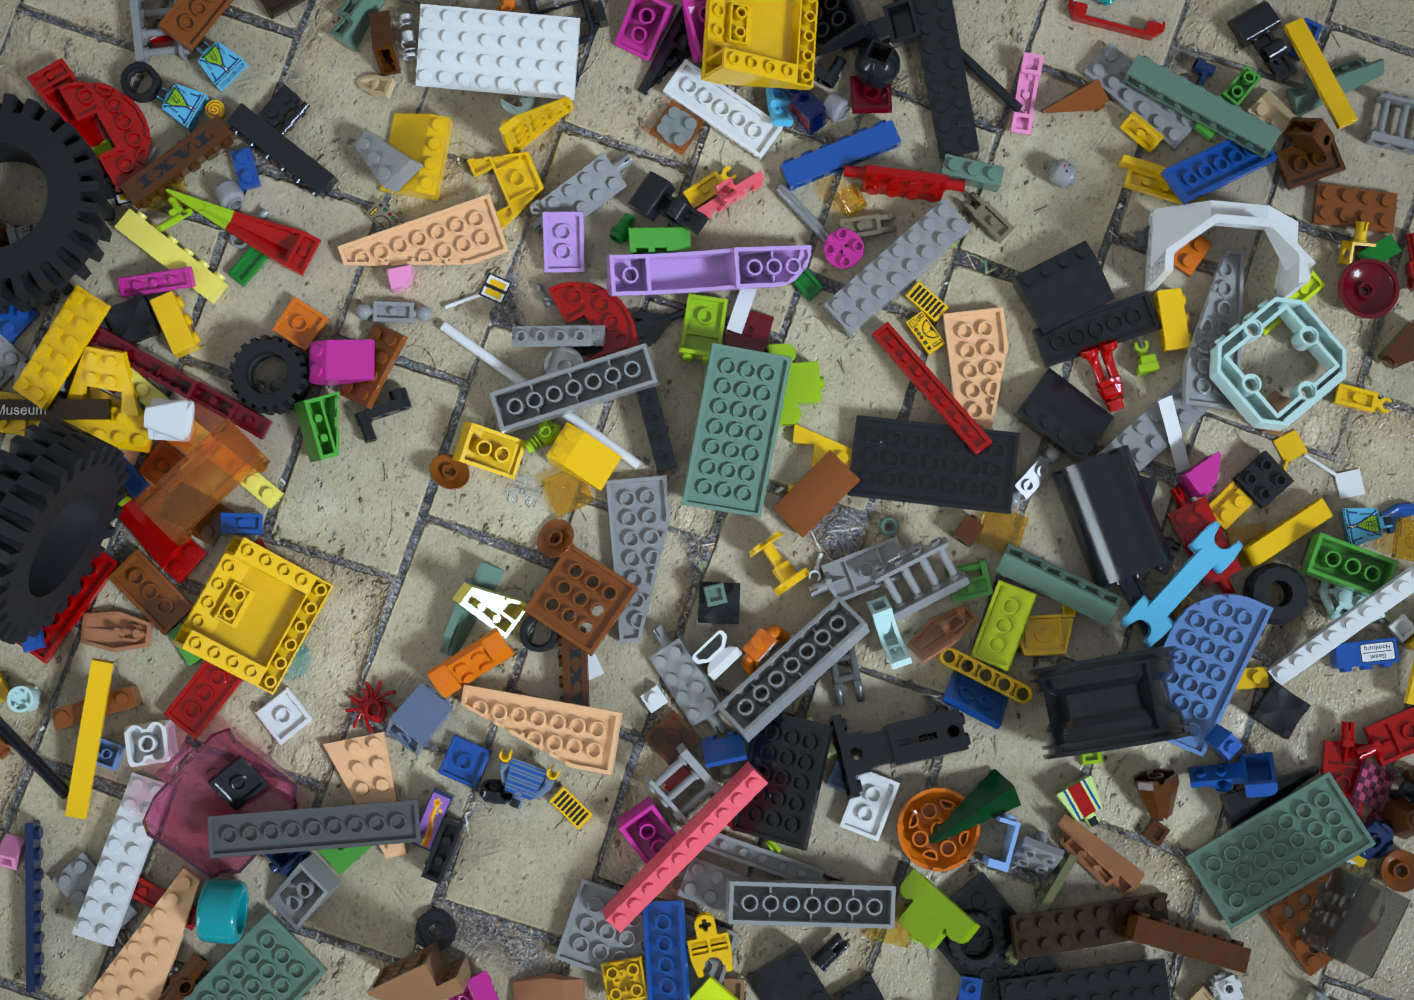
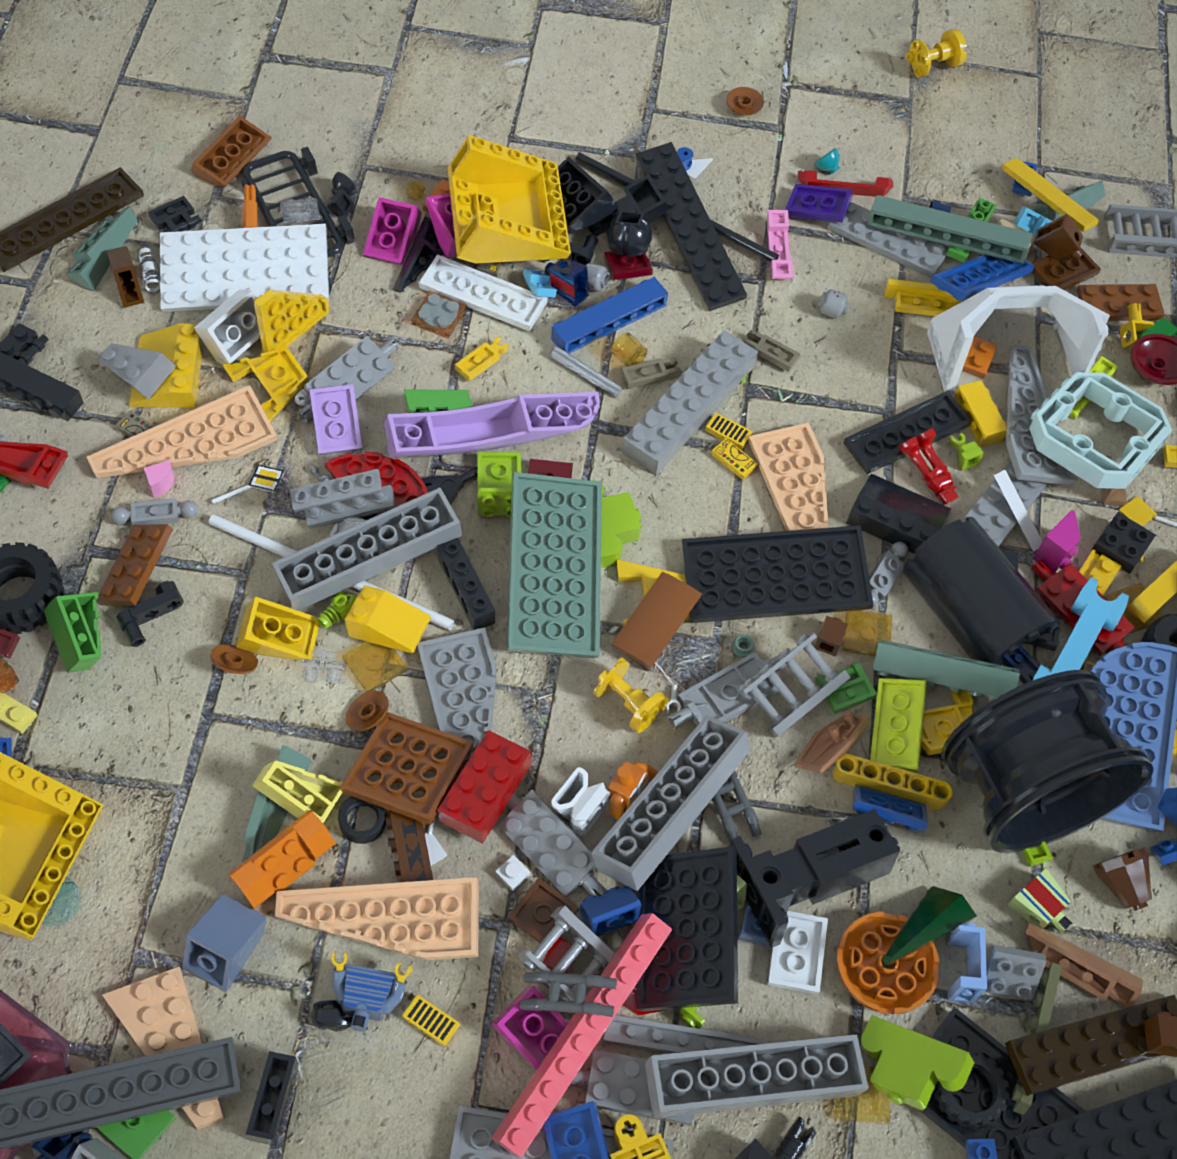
camera: 15 degrees left, 25 degrees down
(284, 715) = (49, 970): white tile -> none
(300, 324) = (51, 534): orange plate -> none
(341, 361) = (97, 561): dark pink slope -> none
(371, 705) = (160, 937): red animal -> none
(377, 85) = (120, 313): tan plate -> none
(433, 816) = (257, 1044): slope -> none
(465, 761) = (288, 987): blue tile -> none
(478, 123) = (230, 327): none -> white brick
(620, 231) = (396, 404): green cone -> none
(641, 628) = (485, 786): none -> red brick
(655, 198) = (430, 369): black plate -> none
(686, 815) = (579, 1004): none -> dark grey piece
(715, 594) = (564, 737): sand green tile -> none
(723, 613) = (569, 749): black brick -> none
(728, 193) = (502, 359): coral plate -> none
(741, 310) = (537, 457): white sticker -> none
(808, 285) = (601, 432): green tile -> none
(851, 254) = (632, 390): dark pink plate -> none
(888, 633) = (769, 752): light aqua arch -> none
(903, 182) = (679, 325): red plate -> none
(932, 388) = (757, 500): red plate -> none
(976, 173) = (744, 313): sand green brick -> none
(1063, 287) = (863, 396): black slope -> none
(1079, 46) = (819, 202): none -> dark purple plate
(1085, 98) = (833, 244): dark orange slope -> none
(1141, 131) = (898, 263): yellow plate -> none
(1141, 242) = (927, 353): dark grey plate -> none
(1155, 832) = (1138, 927): reddish brown tile -> none
(1256, 27) = (979, 172): black plate -> none
(1295, 104) = (1030, 220): none -> medium azure slope

